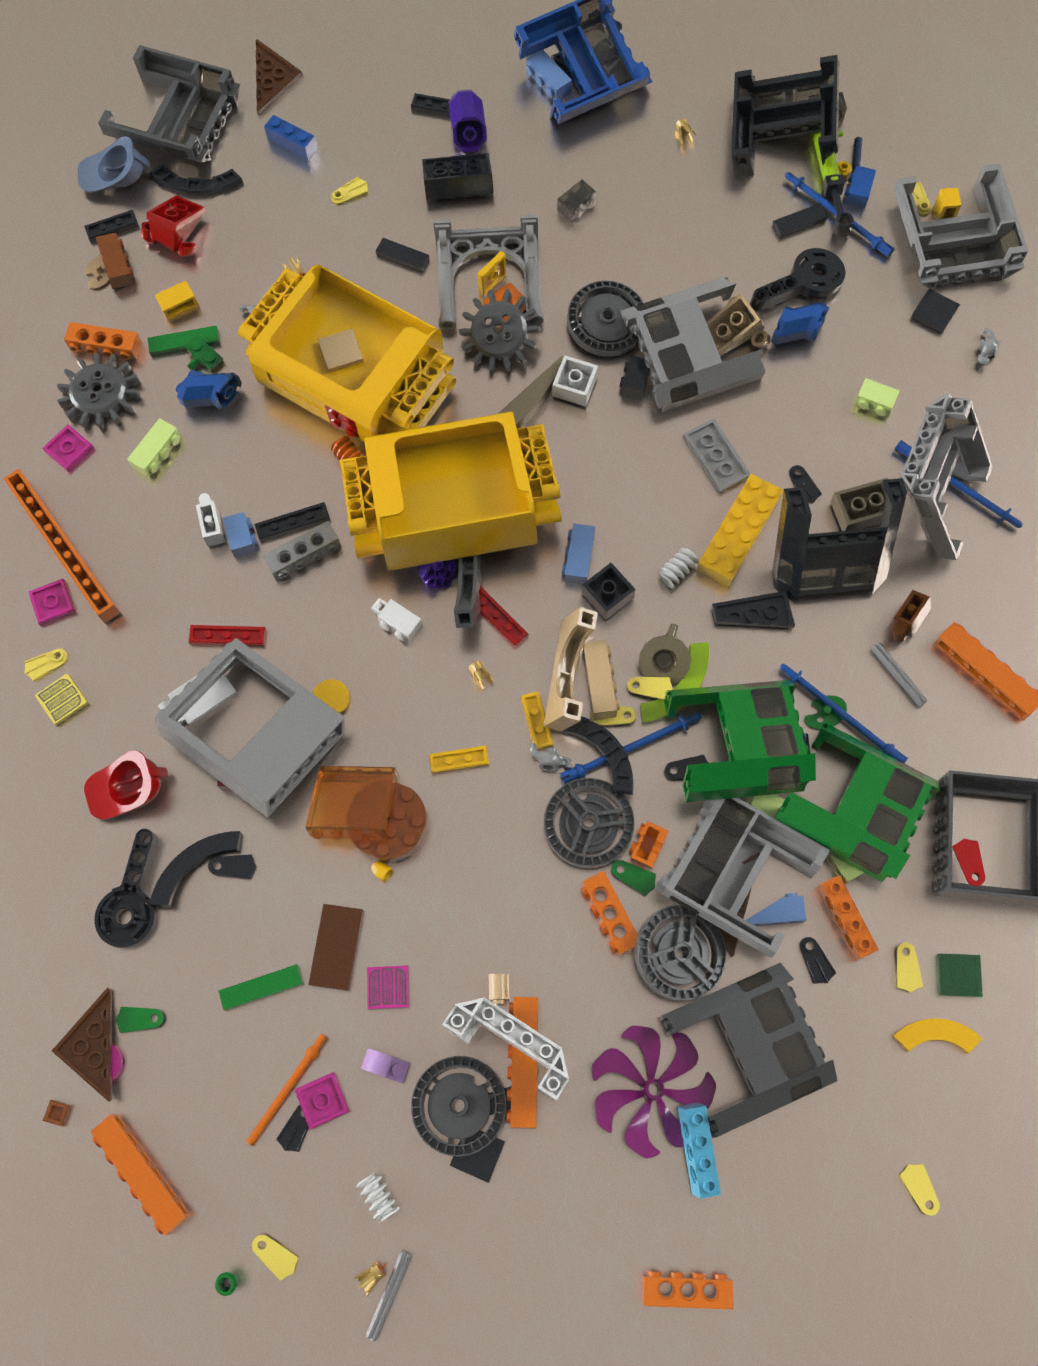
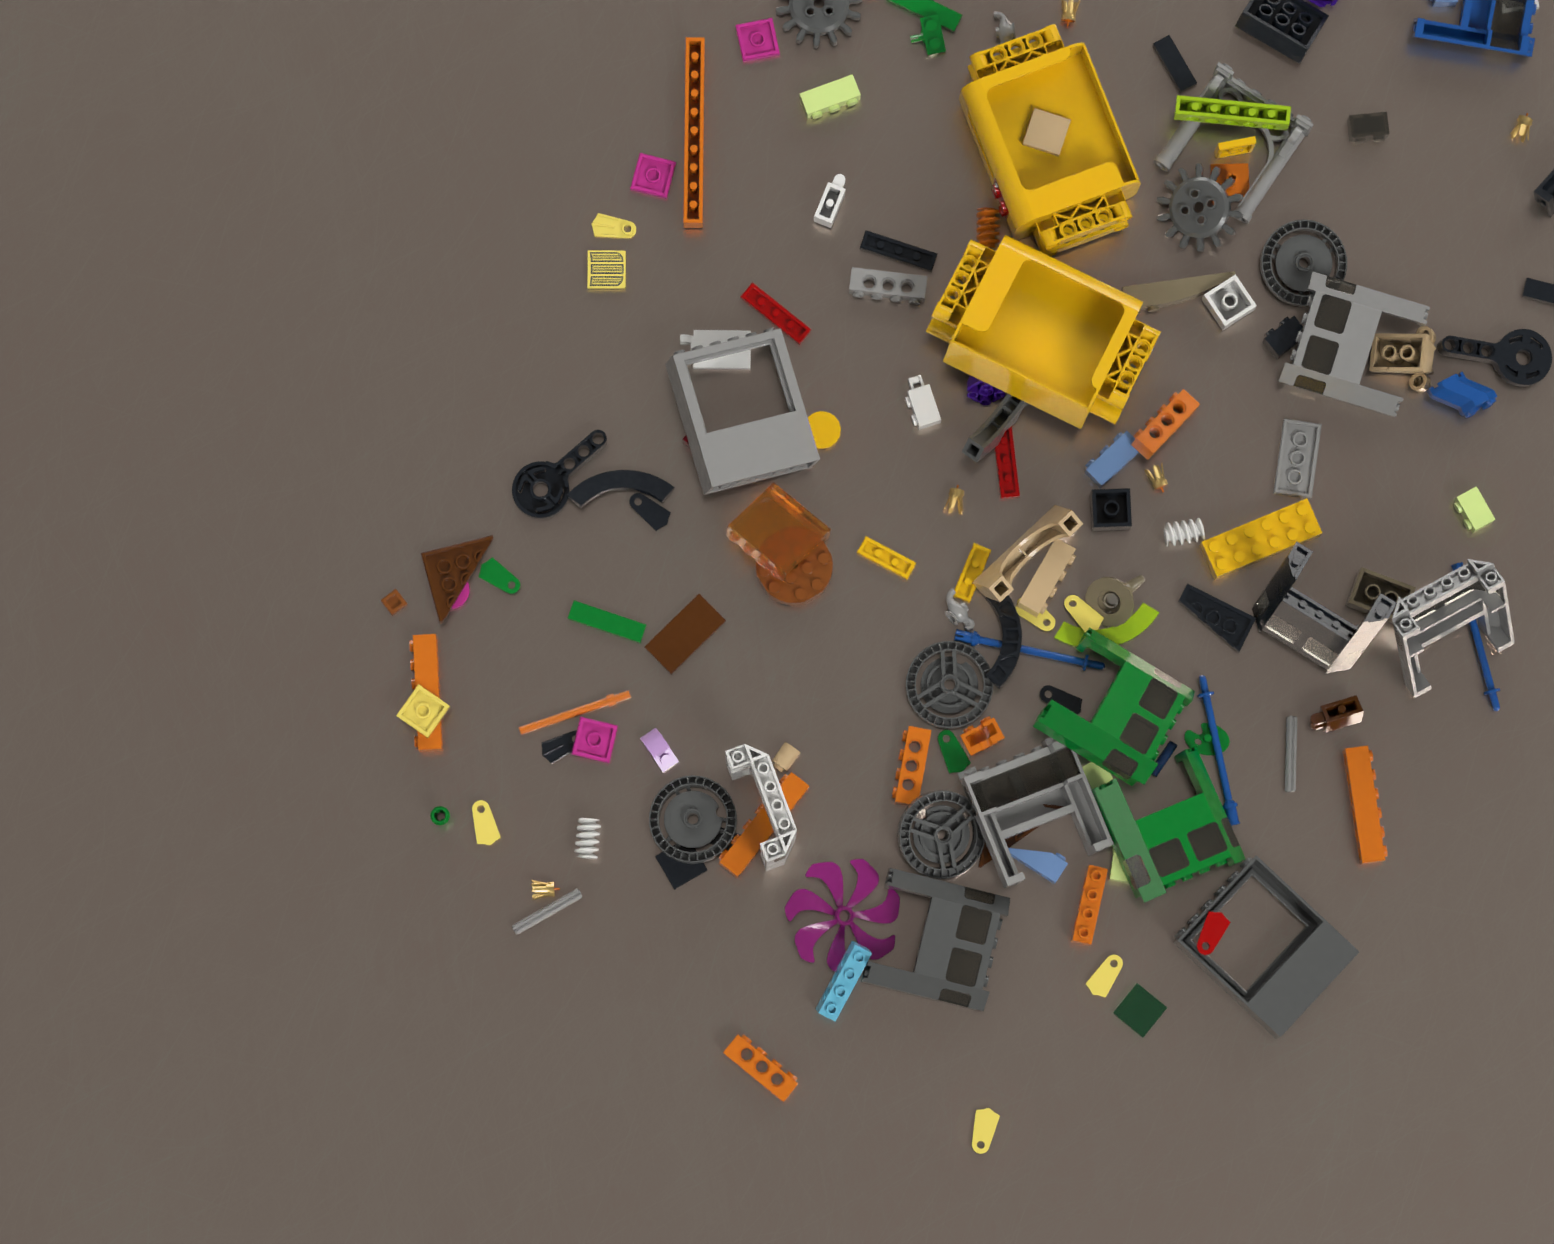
camera: 30 degrees right, 10 degrees up
(123, 785) = (609, 383): red piece -> none
(145, 1195) = (423, 711): none -> light yellow tile
(208, 389) = (911, 77): blue brick -> none
(239, 534) = (846, 231): medium blue brick -> none
(382, 870) = (762, 601): yellow hose -> none
(387, 987) = (702, 694): tile -> none
(471, 248) = (1232, 112): none -> lime brick
(598, 498) = (1148, 445): none -> orange brick
(628, 544) = (1160, 480): none -> pearl gold piece
(804, 480) = (1349, 539): black piece -> none
(816, 961) = (1040, 919): black piece -> none
(937, 1029) = (1089, 1035): yellow tile -> none

